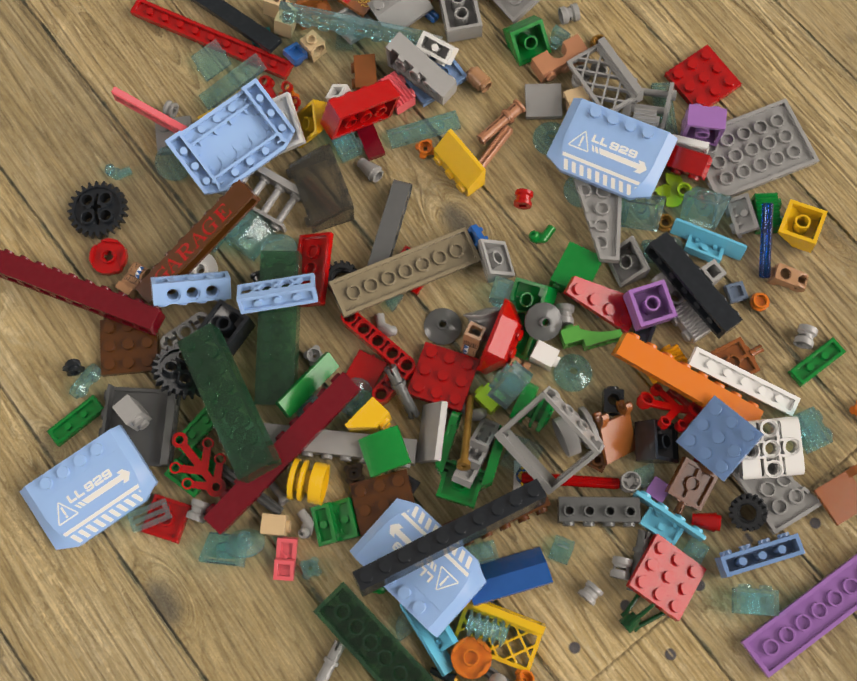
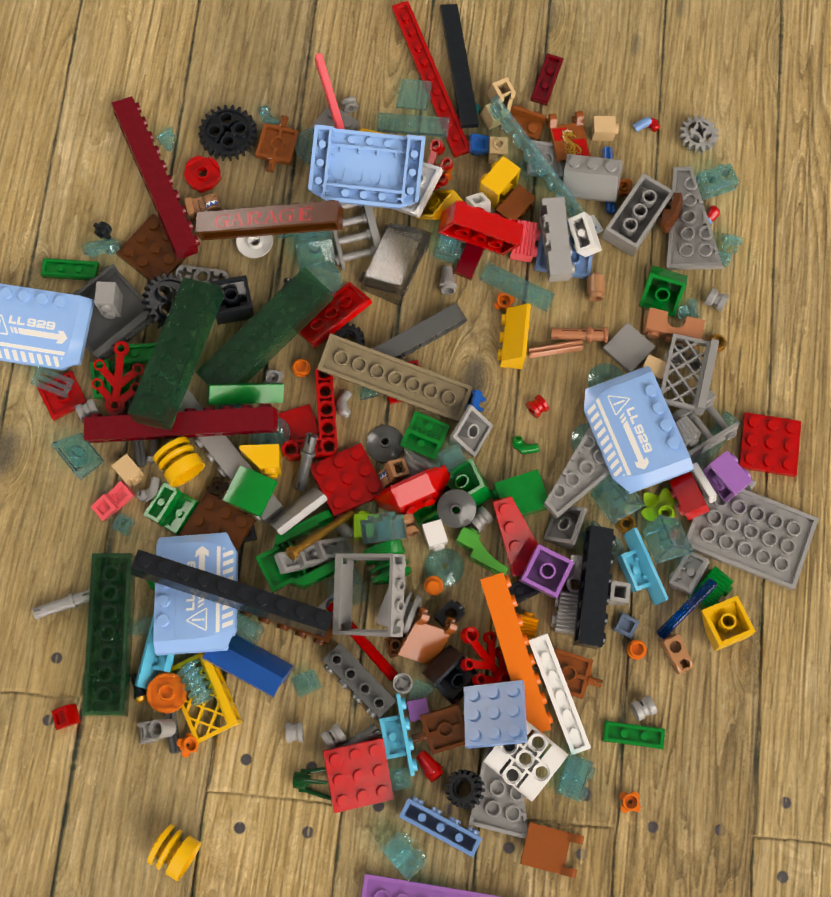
camera: 35 degrees right, 0 degrees up
(54, 256) = (167, 139): none -> clear light blue tile
(144, 185) = (277, 144): none -> dark orange plate
(182, 283) = (228, 238): light blue brick -> none
(244, 543) = (95, 462): clear light blue dish -> none
(276, 296) = (281, 308): light blue fence -> none
(327, 329) = (301, 368): none -> orange plate
(337, 64) = (499, 180): none -> yellow brick
(465, 293) = (425, 435): none -> green slope
(580, 392) = (433, 585): none -> orange plate

